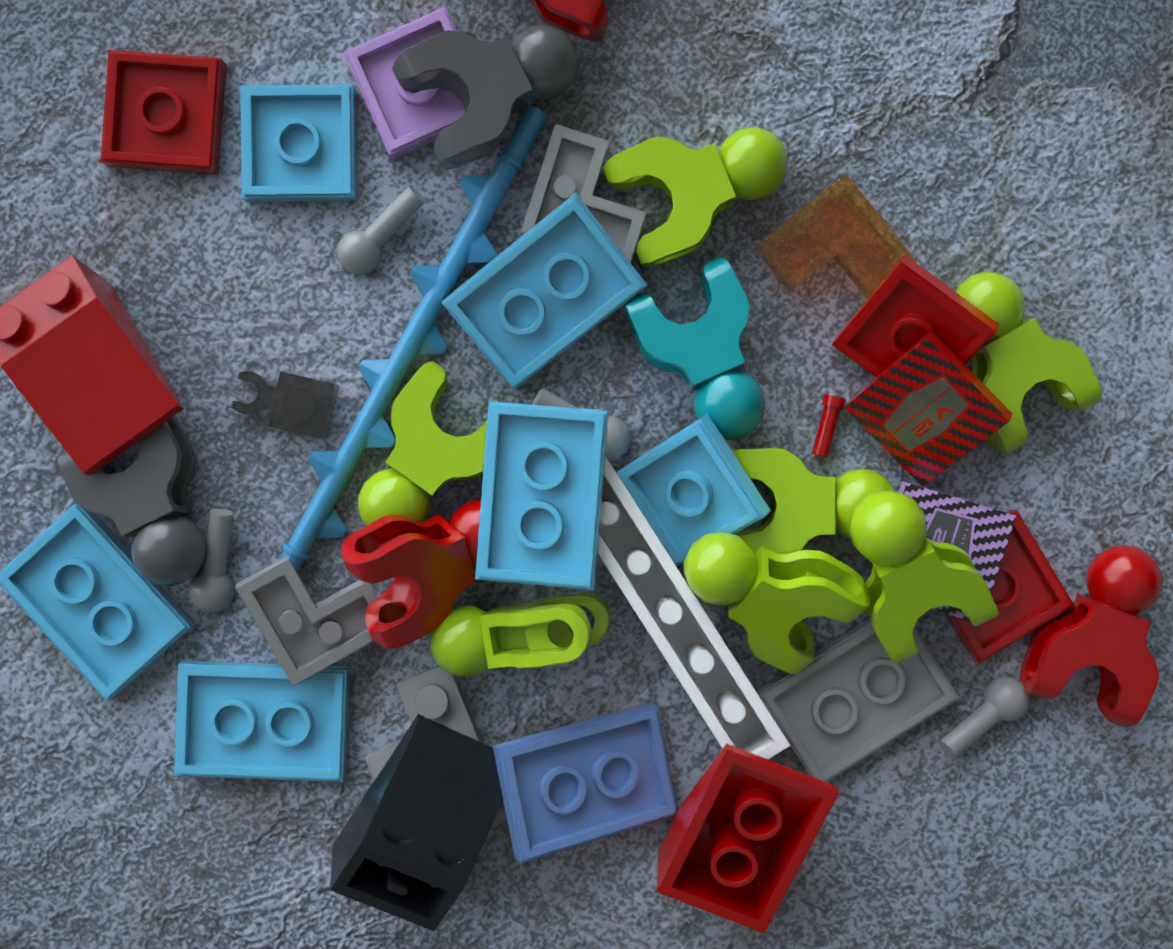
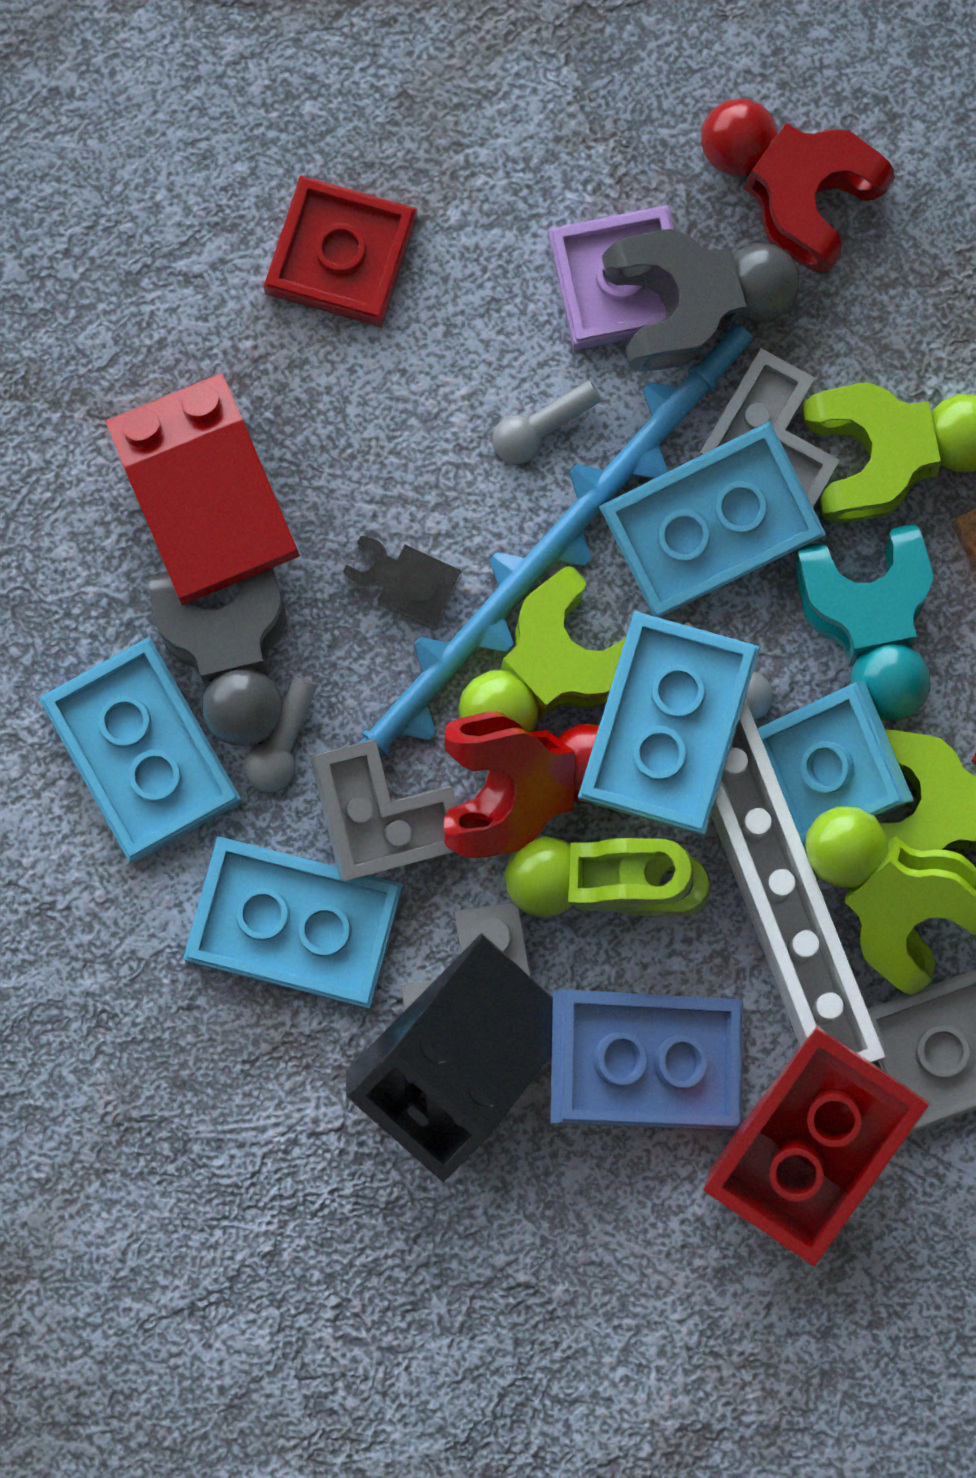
camera: 15 degrees right, 10 degrees down
(299, 143) = (478, 313): medium azure tile -> none

